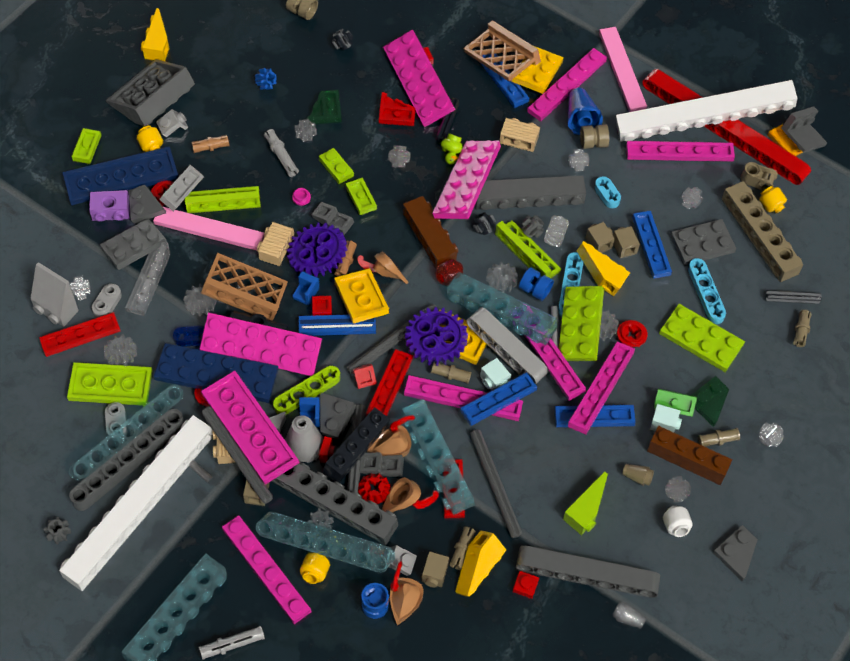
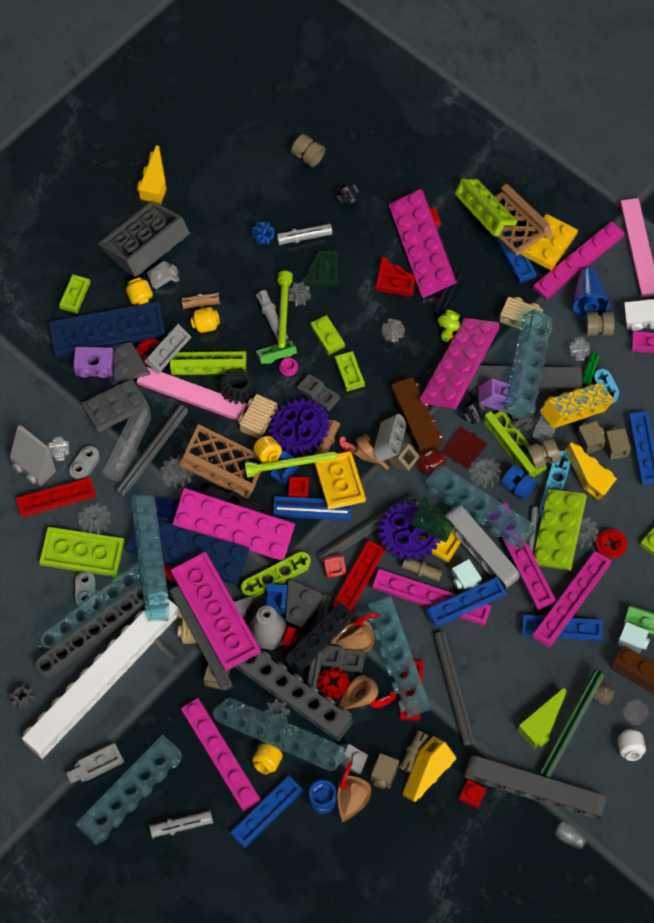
camera: 10 degrees right, 5 degrees up
(138, 590) = (96, 764): none -> light grey hinge
(173, 284) = (151, 450): none -> dark grey axle
(179, 381) = (150, 558): none -> clear light blue beam
(216, 159) = (205, 320): none -> yellow head
(250, 210) = (237, 378): none -> black tyre
(276, 290) = (253, 468): none -> lime piece
(288, 272) = (267, 449): none -> yellow head
(290, 120) = (284, 279): none -> lime piece
(294, 182) = (270, 354): none -> bright green plate
(300, 79) = (304, 234): none -> light grey pin
(318, 622) = (266, 811): none -> blue tile
(407, 252) = (390, 437): none -> light grey beam
(420, 268) = (406, 457): none -> dark tan brick
(457, 323) = (432, 521): none -> clear green wing
(473, 41) = (484, 206): none -> lime fence
(479, 258) = (464, 448): none -> clear red piece
(509, 205) = (493, 394): none -> medium lavender brick
(533, 174) = (528, 364): none -> clear light blue brick
(558, 254) = (543, 453): none -> dark tan wheel
(583, 208) = (576, 405): none -> yellow brick
(590, 178) = (590, 369): none -> green axle
(616, 505) = (571, 723): none -> dark green axle

